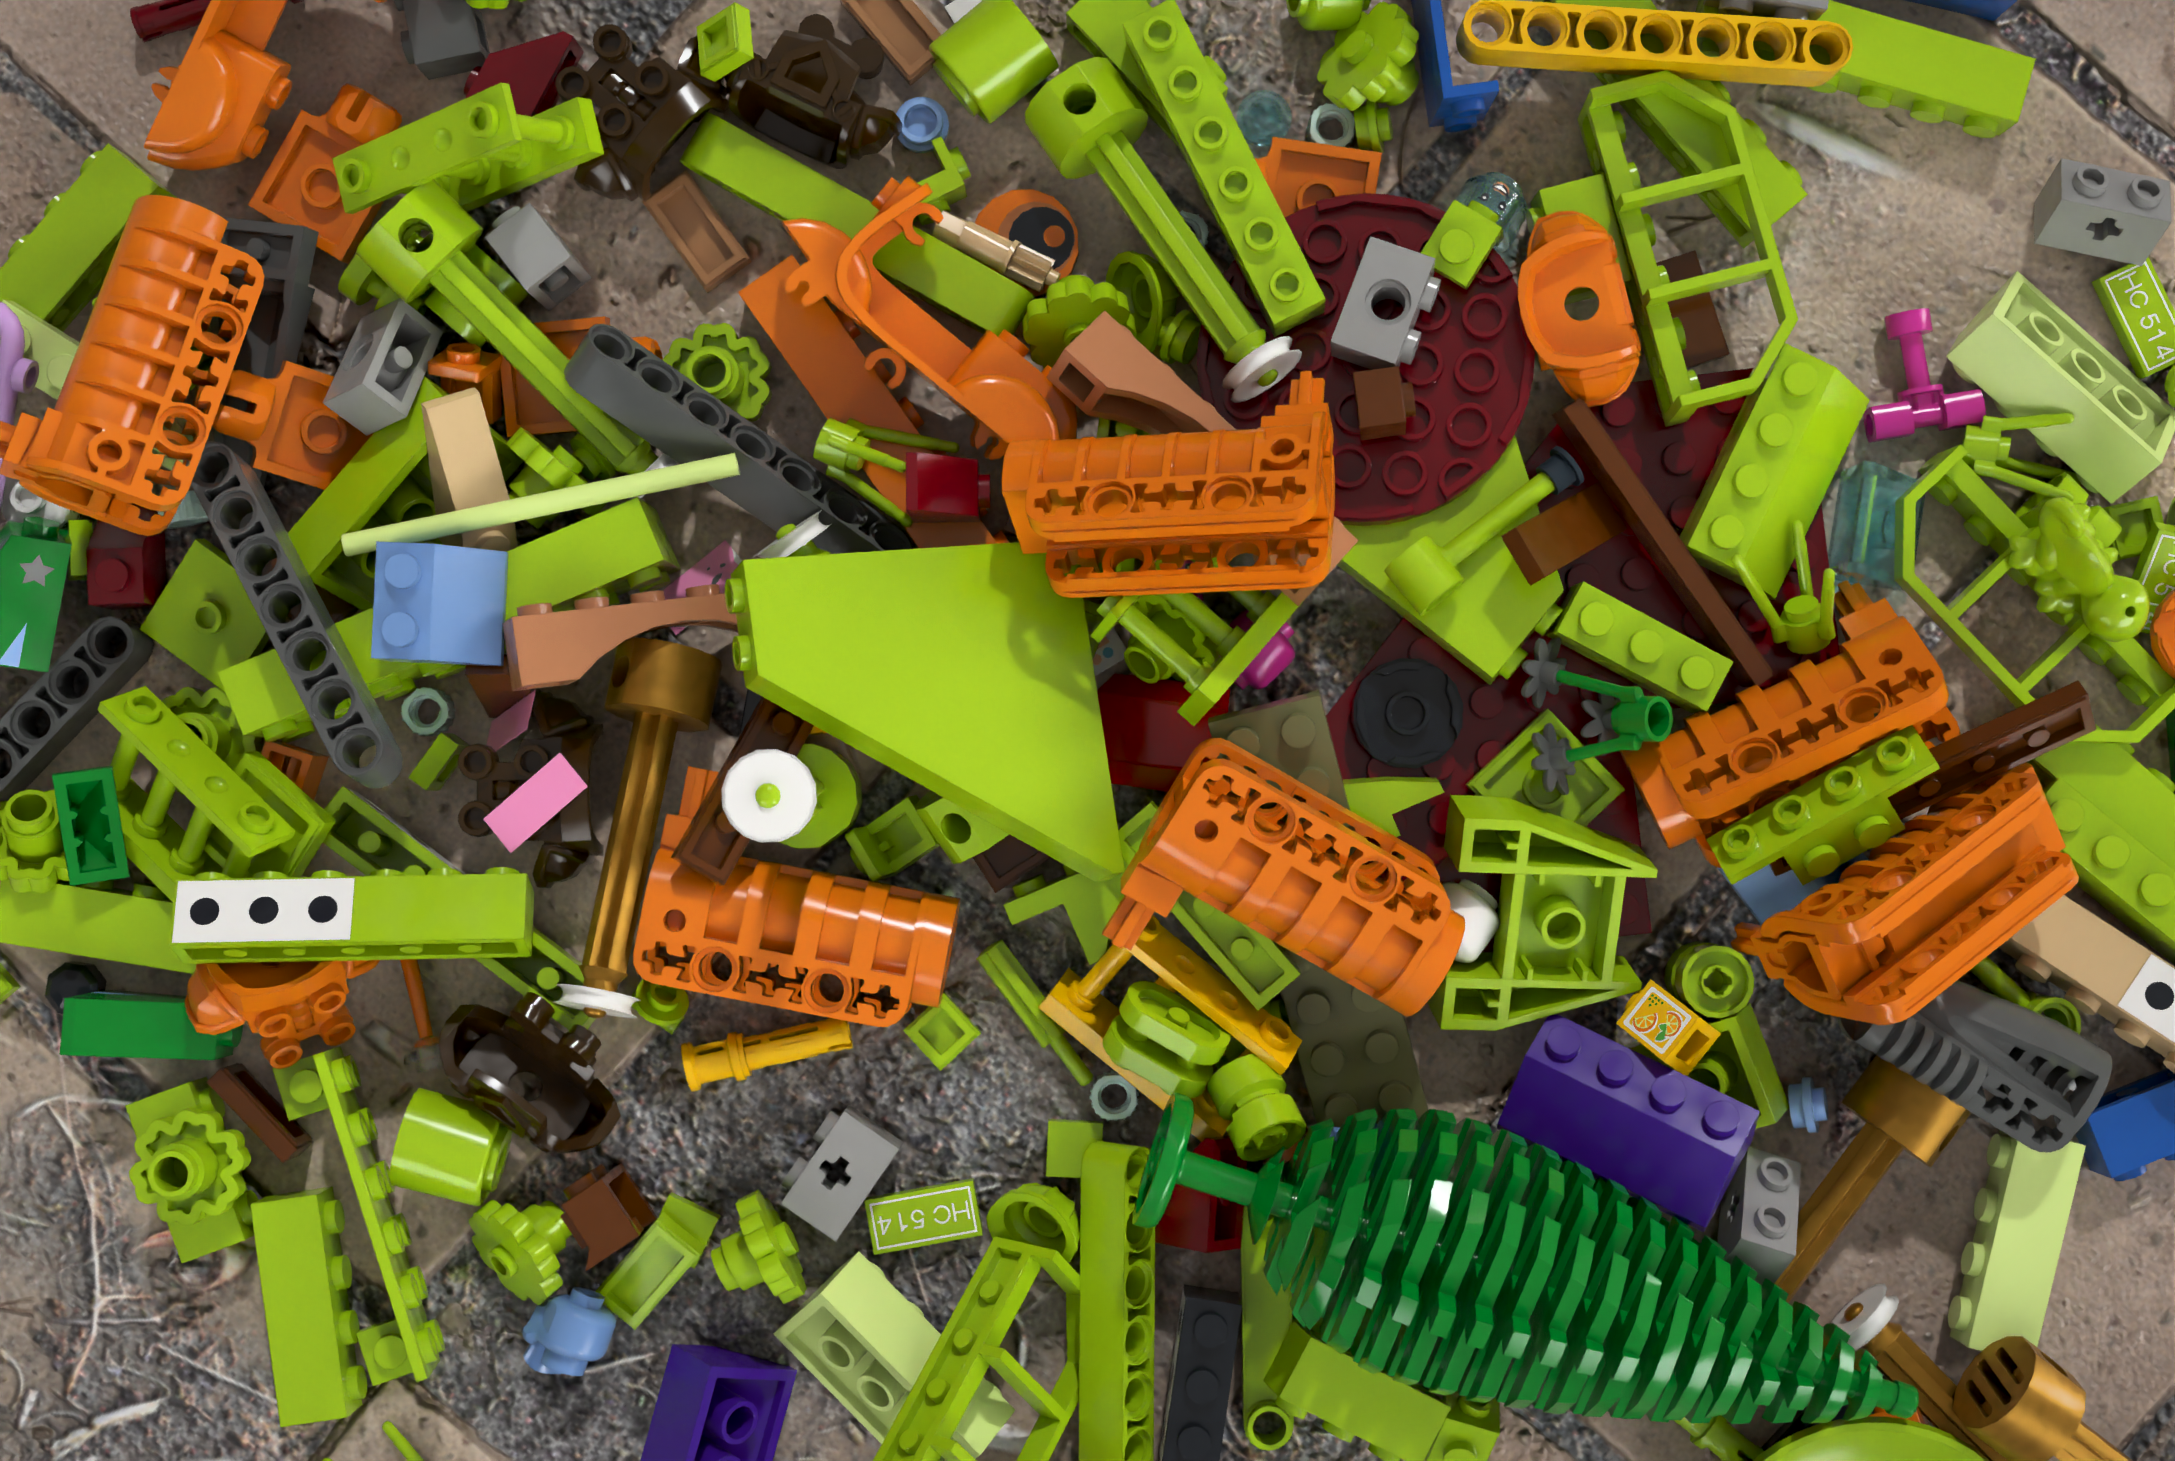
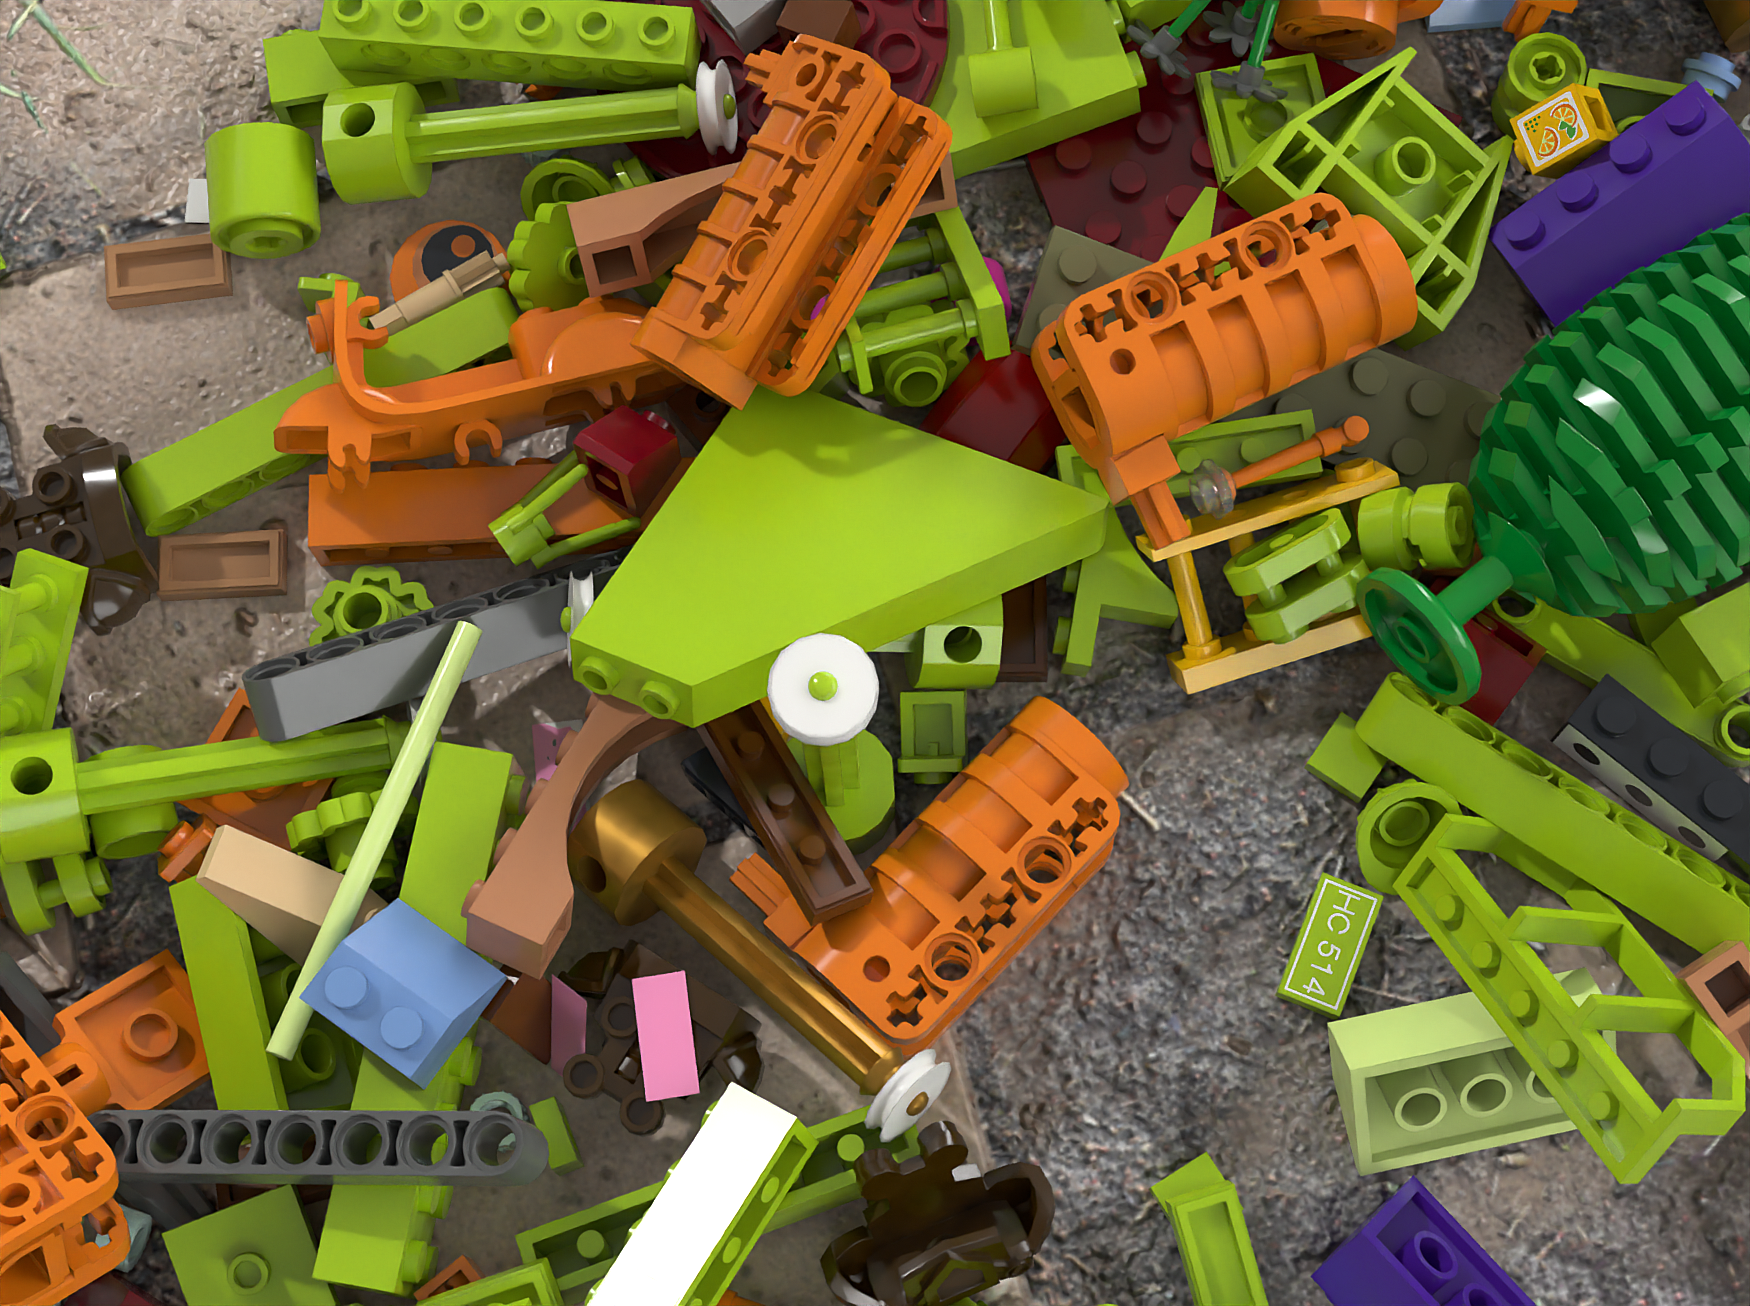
camera: 55 degrees left, 15 degrees down
(383, 367) = (132, 923): light grey brick -> none
(537, 255) = (134, 705): light grey brick -> none
(605, 1211) = (1131, 1251): reddish brown window -> none
(661, 1005) = (965, 1069): lime plate -> none
(725, 42) = (70, 400): lime tile -> none
(741, 1055) = (1053, 1022): yellow pin -> none
(760, 1251) = (1268, 1117): lime plant -> none
(808, 95) = (175, 371): dark brown piece -> none
(830, 1203) = (1237, 957): light grey brick -> none
(922, 122) = (274, 301): light blue plate -> none
(942, 1032) = (1153, 814): lime tile -> none
(1025, 999) = (1181, 711): lime axle -> none
(1113, 1113) = (1334, 674): light aqua axle -> none
(1187, 942) = (1215, 488): none -> piece
(1407, 713) = (1120, 195): black tile -> none

